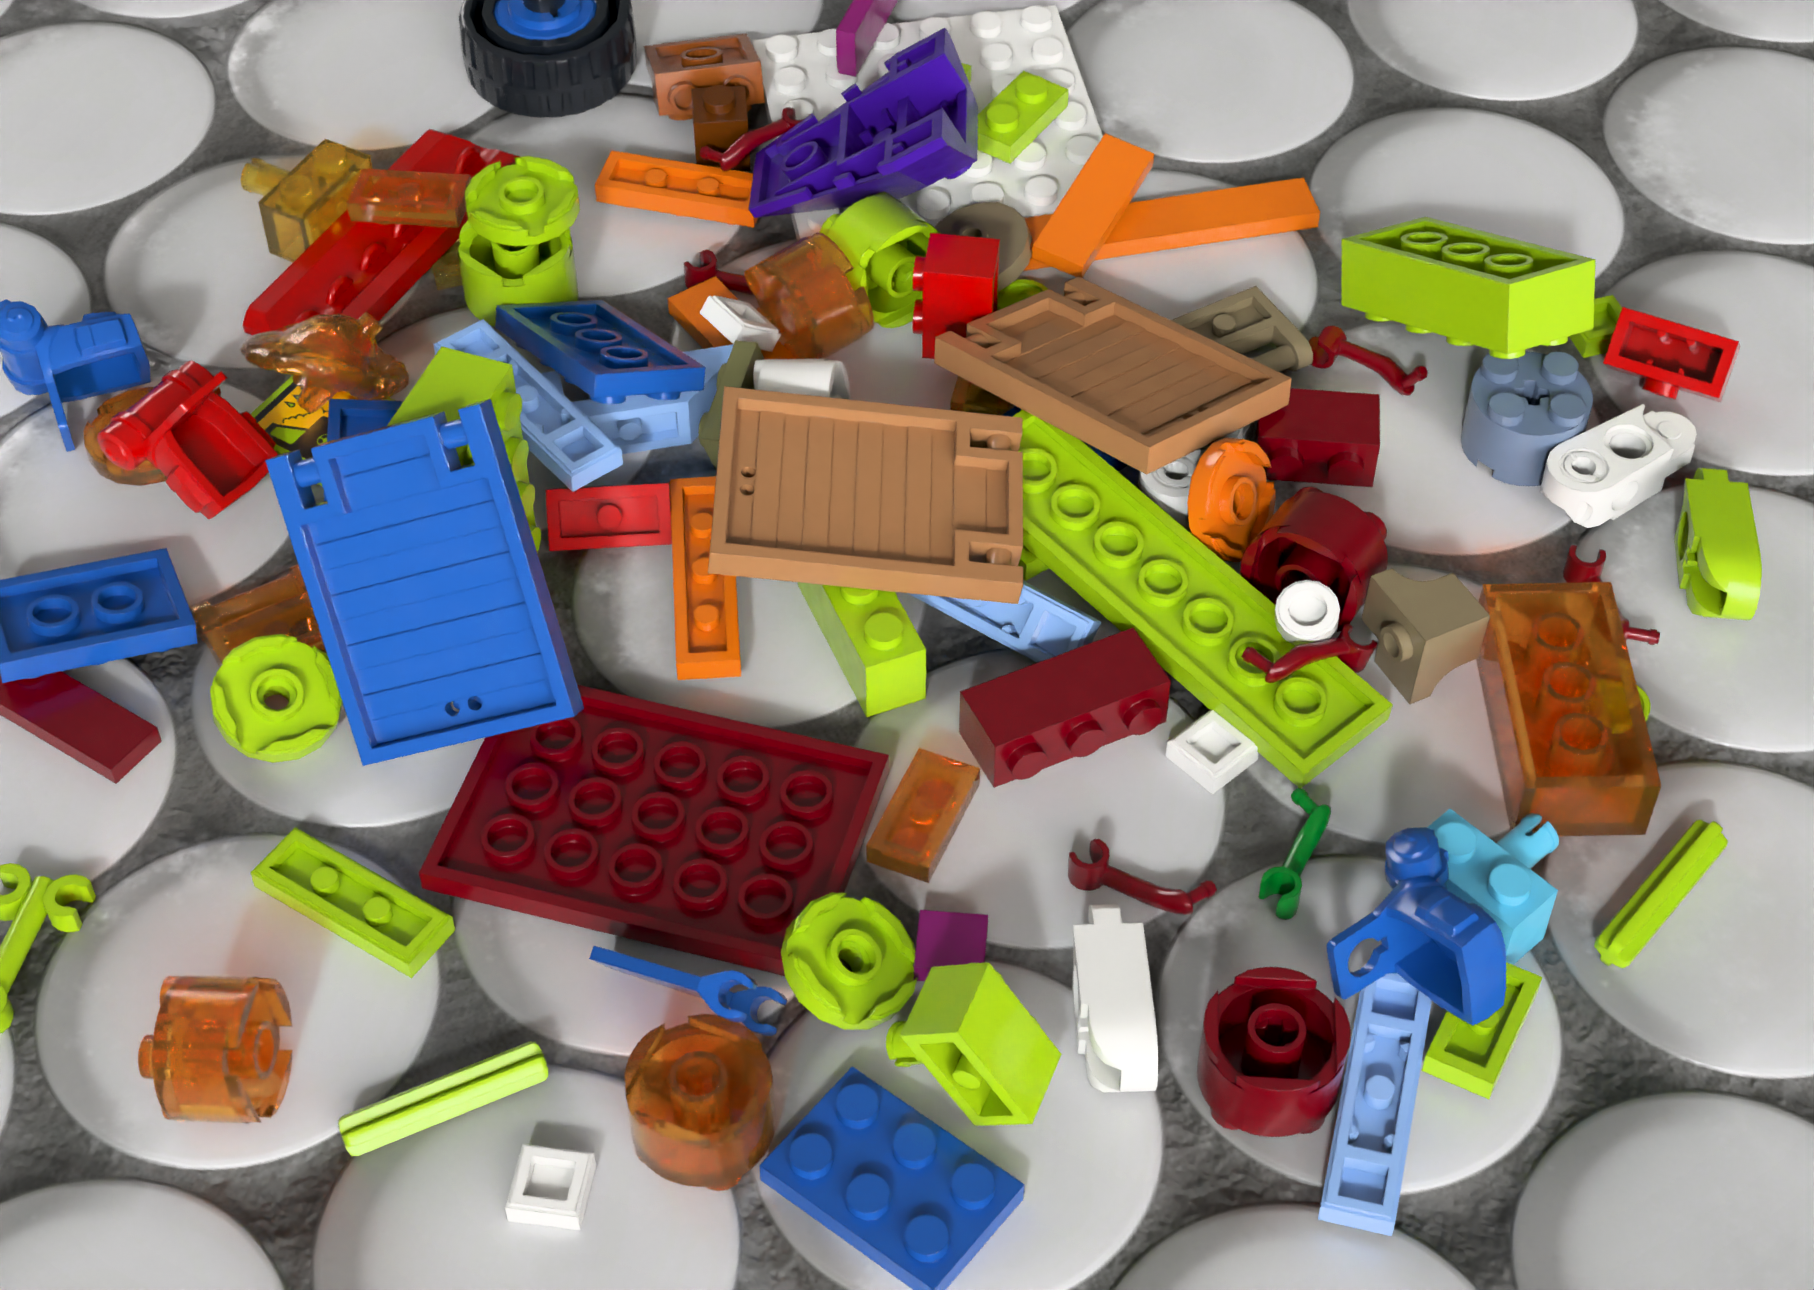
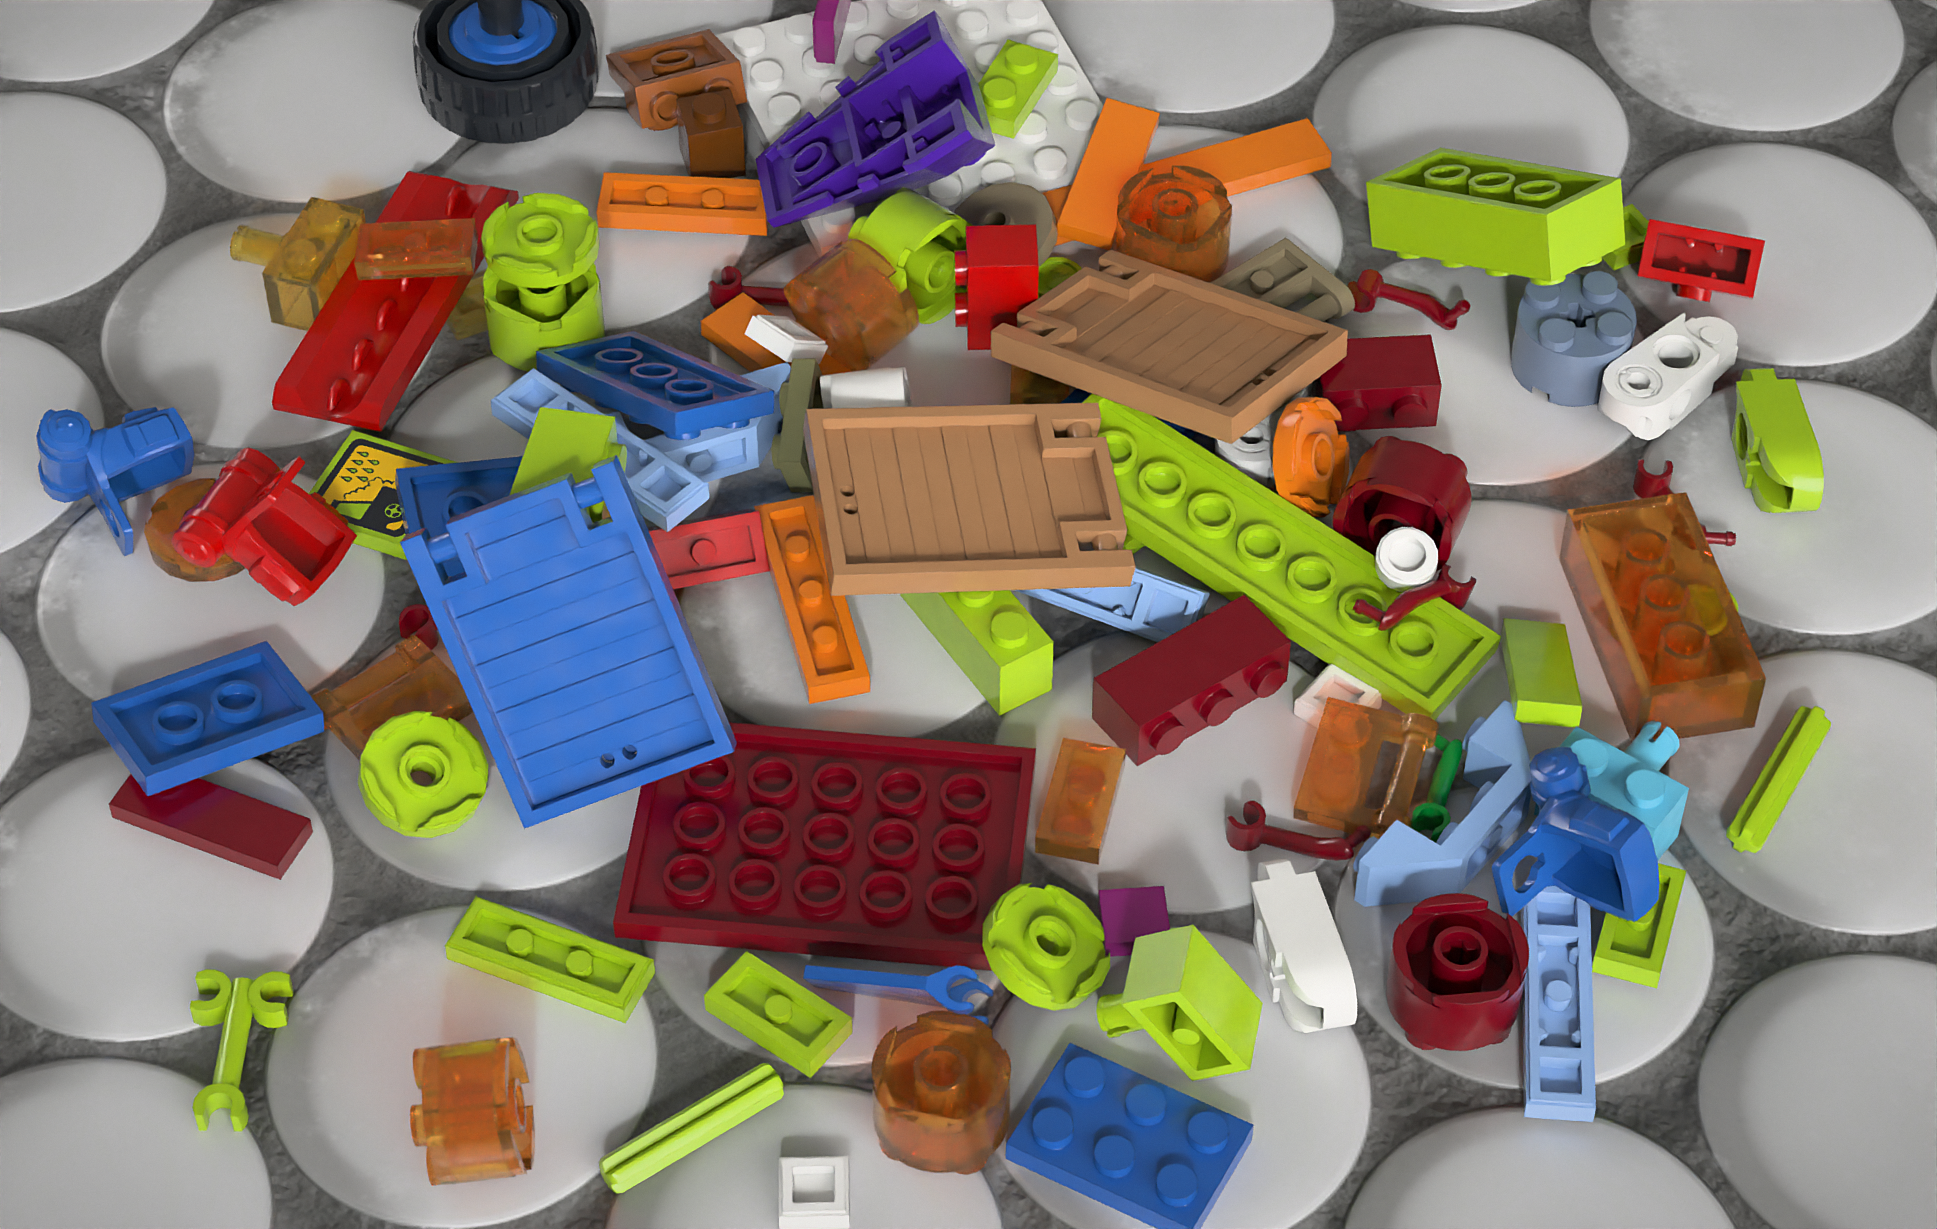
camera: 10 degrees left, 0 degrees up
(329, 357) = (391, 422): clear orange piece -> none
(561, 992) = (778, 1014): none -> lime plate
(750, 140) = (749, 146): dark red piece -> none
(1148, 257) = (1176, 221): none -> clear orange brick
(1204, 813) = (1345, 763): none -> clear orange plate
(1251, 934) = (1411, 867): none -> light blue slope
(1422, 629) = (1516, 558): dark tan brick -> none
(1425, 748) = (1540, 673): none -> lime tile

